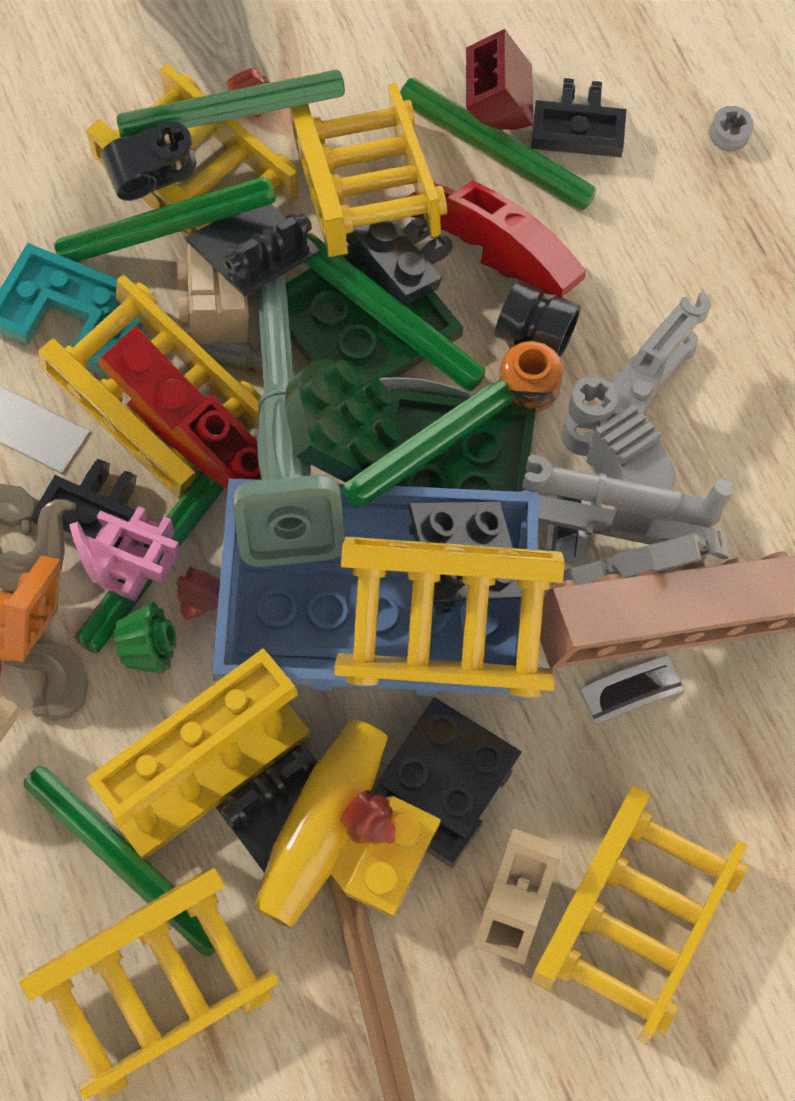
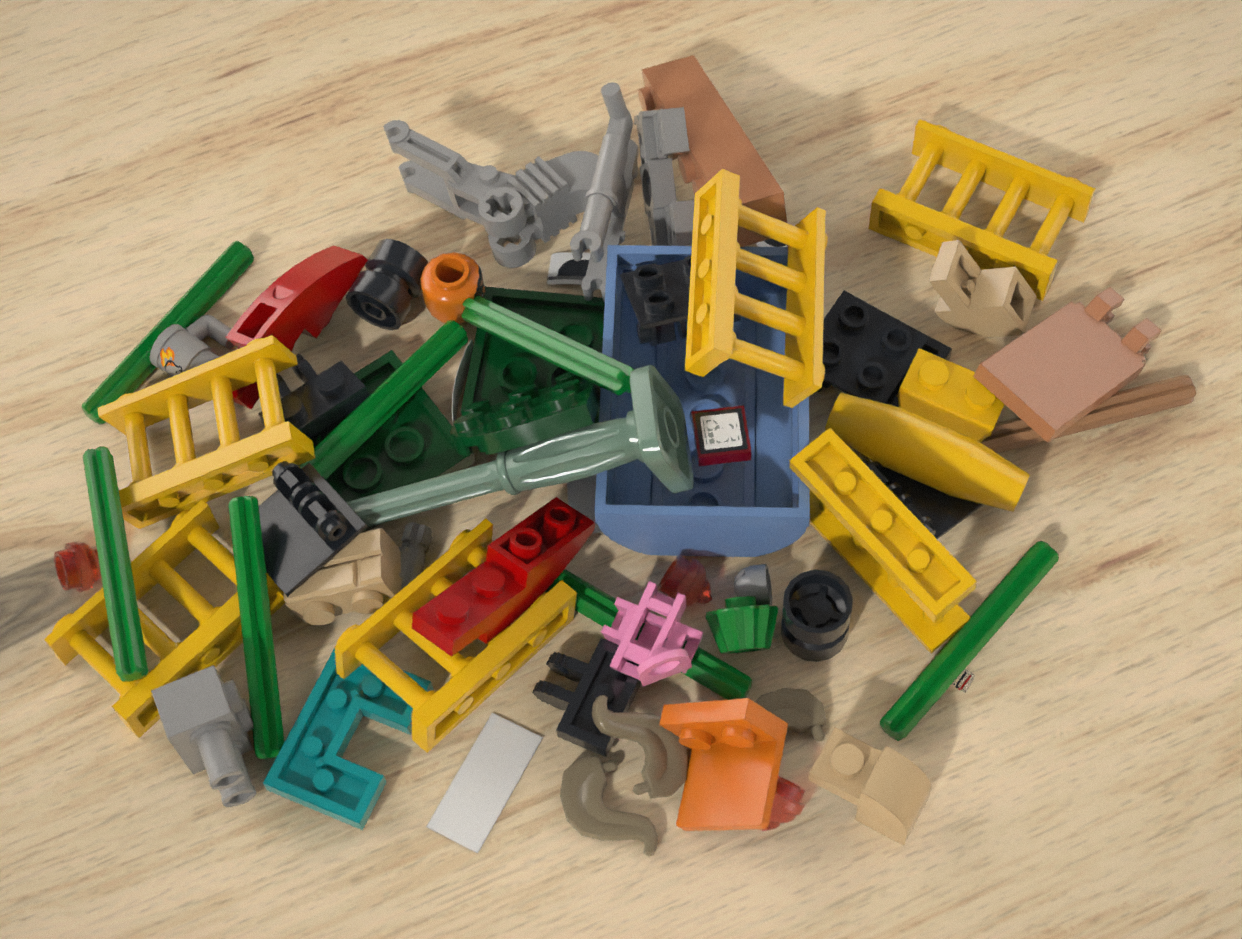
camera: 85 degrees left, 5 degrees down
(68, 195) = (209, 730): none -> light grey brick
(83, 853) = (964, 680): none -> clear piece
(103, 957) = (1070, 623): yellow fence -> none
(143, 693) = (816, 615): none -> black wheel
(146, 162) = (184, 638): black piece -> none
(193, 658) = (754, 582): none -> light grey hinge
(301, 590) = (721, 435): none -> tile
(369, 819) = (931, 395): clear red plate -> none
(421, 979) = (1067, 364): none -> nougat tile
(464, 154) = (183, 348): none -> light grey piece
(499, 83) = (103, 320): dark red brick -> none
(577, 126) = (159, 255): black hinge -> none
(738, 117) = (172, 144): light grey bush -> none

